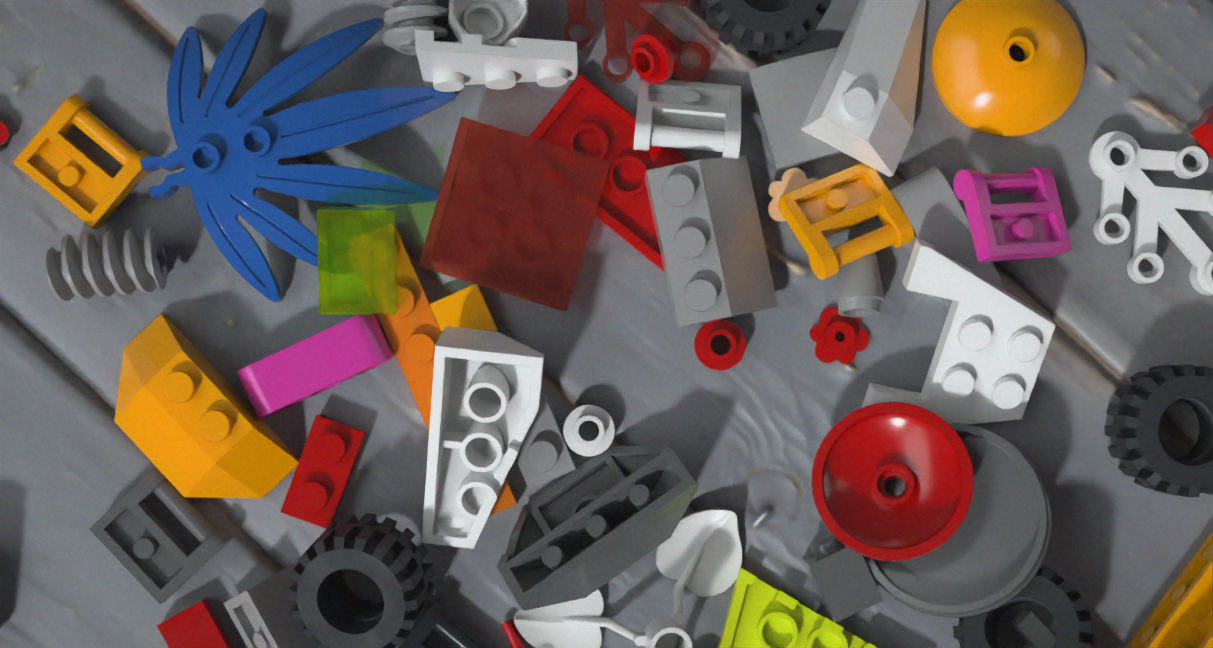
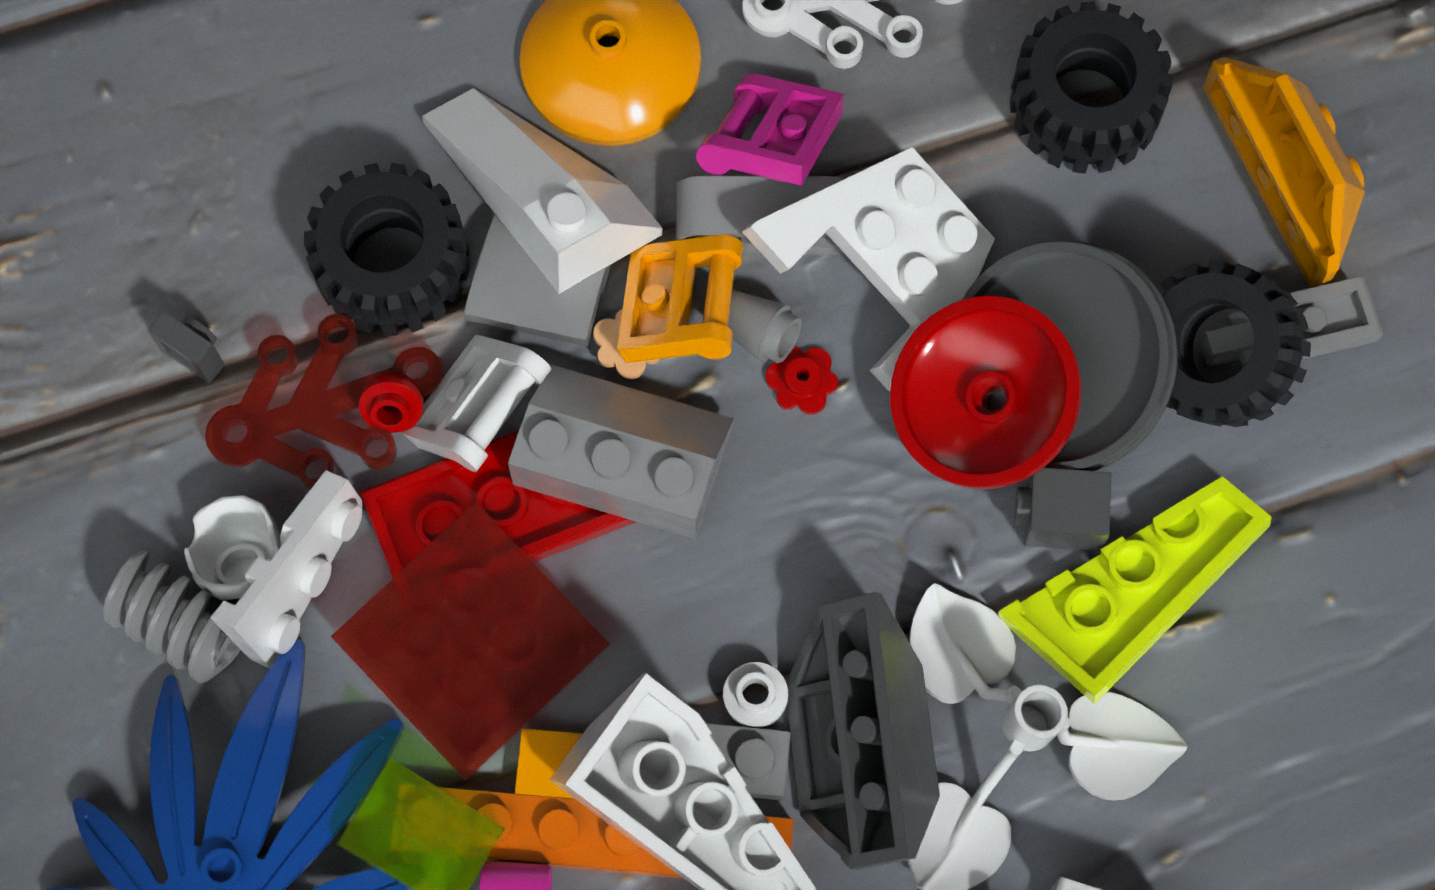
camera: 60 degrees left, 15 degrees down
(707, 356) = (744, 522): red plate -> none

